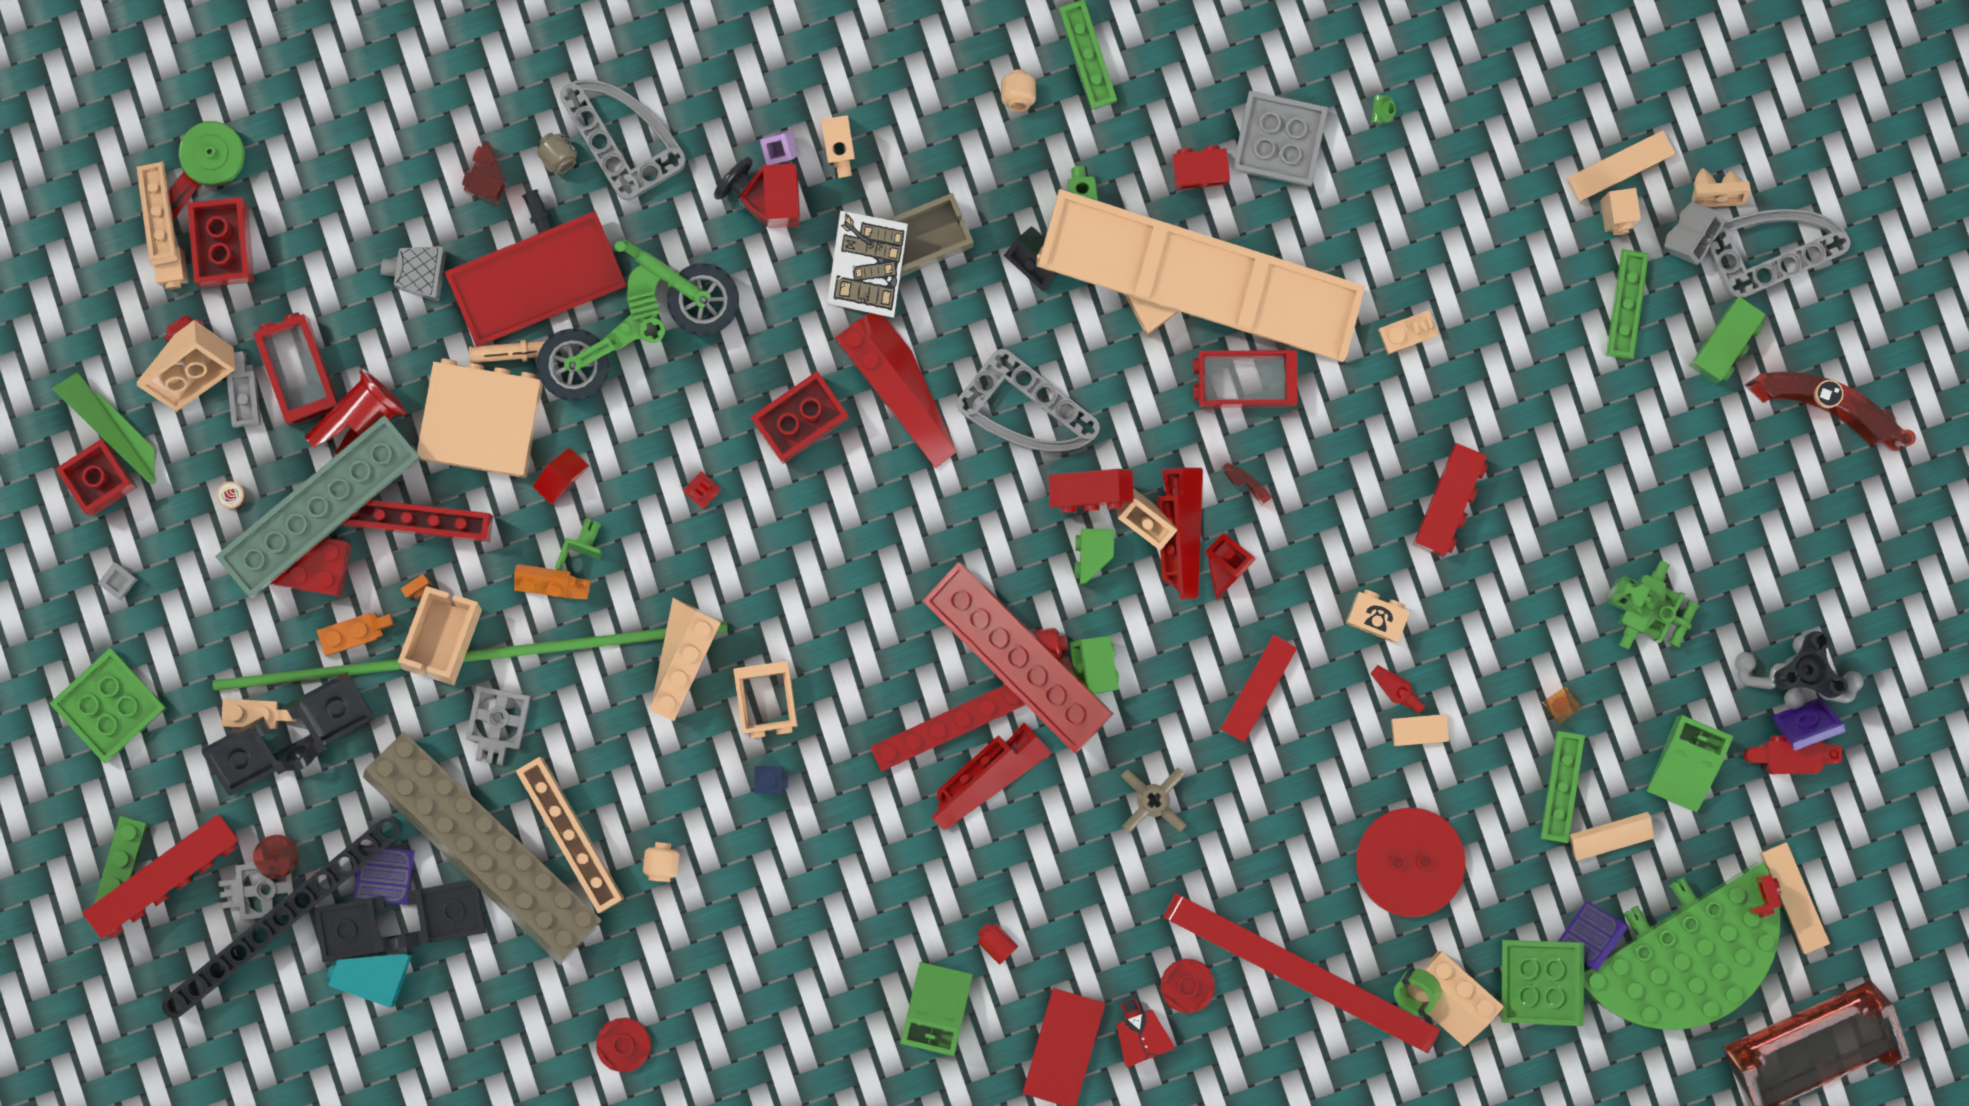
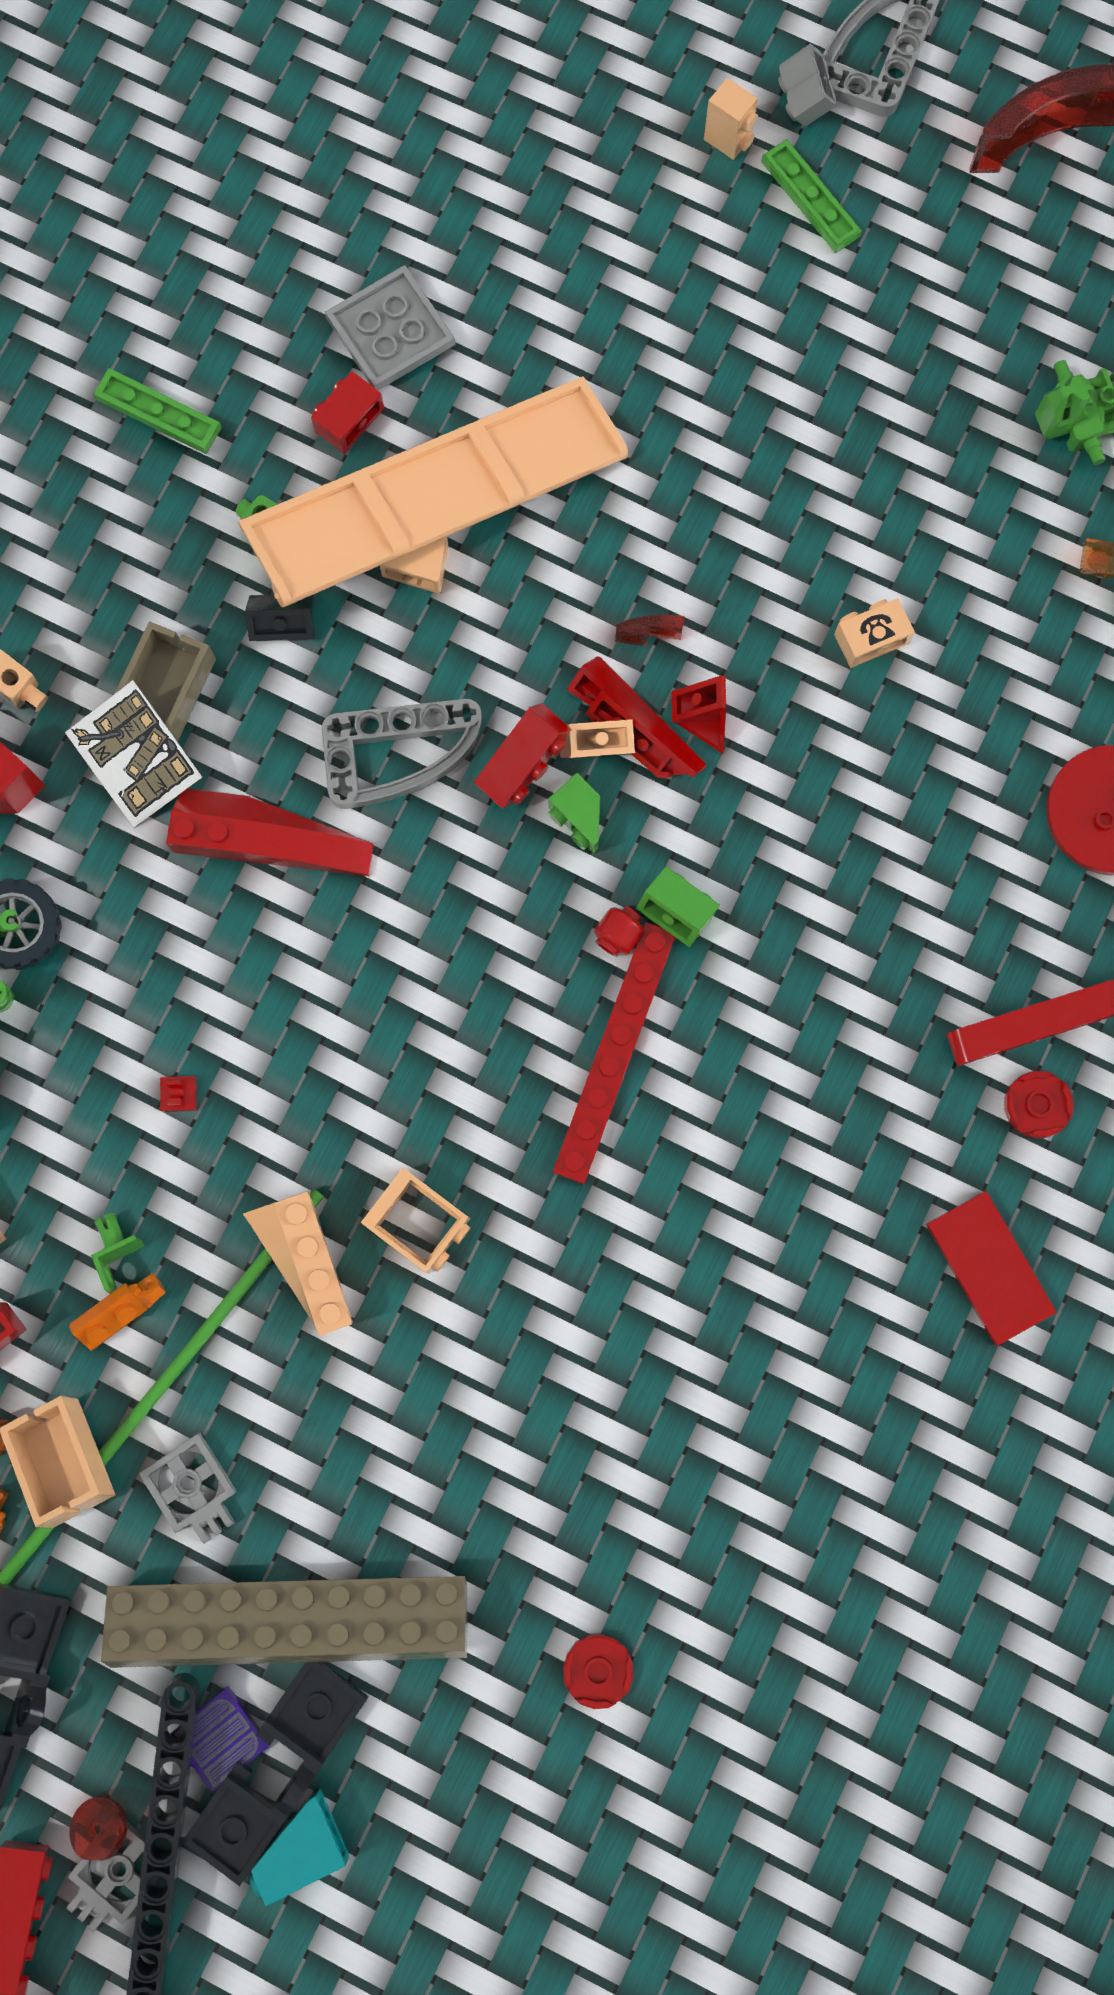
camera: 40 degrees left, 5 degrees down
(560, 475) = (34, 1206): red slope -> none
(570, 834) = (357, 1525): light nougat brick -> none
(661, 862) = (467, 1466): light nougat head -> none
(770, 779) = (492, 1290): dark blue brick -> none
(799, 417) = (203, 943): red brick -> none
(936, 1009) = (848, 1348): bright green slope -> none
(988, 774) = (680, 1093): red wedge -> none
(996, 942) = (838, 1233): red brick -> none
(1018, 90) = (126, 492): light nougat head -> none
(1018, 657) = (605, 962): plate -> none
(1141, 1034) = (1046, 1187): red torso -> none
(1164, 800) = (838, 980): dark tan bar -> none
(1246, 378) = (561, 544): clear window -> none
(1258, 688) = (835, 791): red tile -> none
(1383, 109) = (452, 228): bright green plate -> none
(1397, 688) = (950, 677): red piece -> none
(1408, 332) = (656, 383): light nougat plate -> none
(1420, 730) = (1004, 693): light nougat tile -> none
(1450, 499) = (833, 480): red brick -> none
(1621, 166) = (692, 96): light nougat tile -> none
(1728, 193) = (797, 34): light nougat tile -> none
(1728, 341) = (922, 144): bright green brick -> none
(1828, 394) = (1056, 88): tile -> none

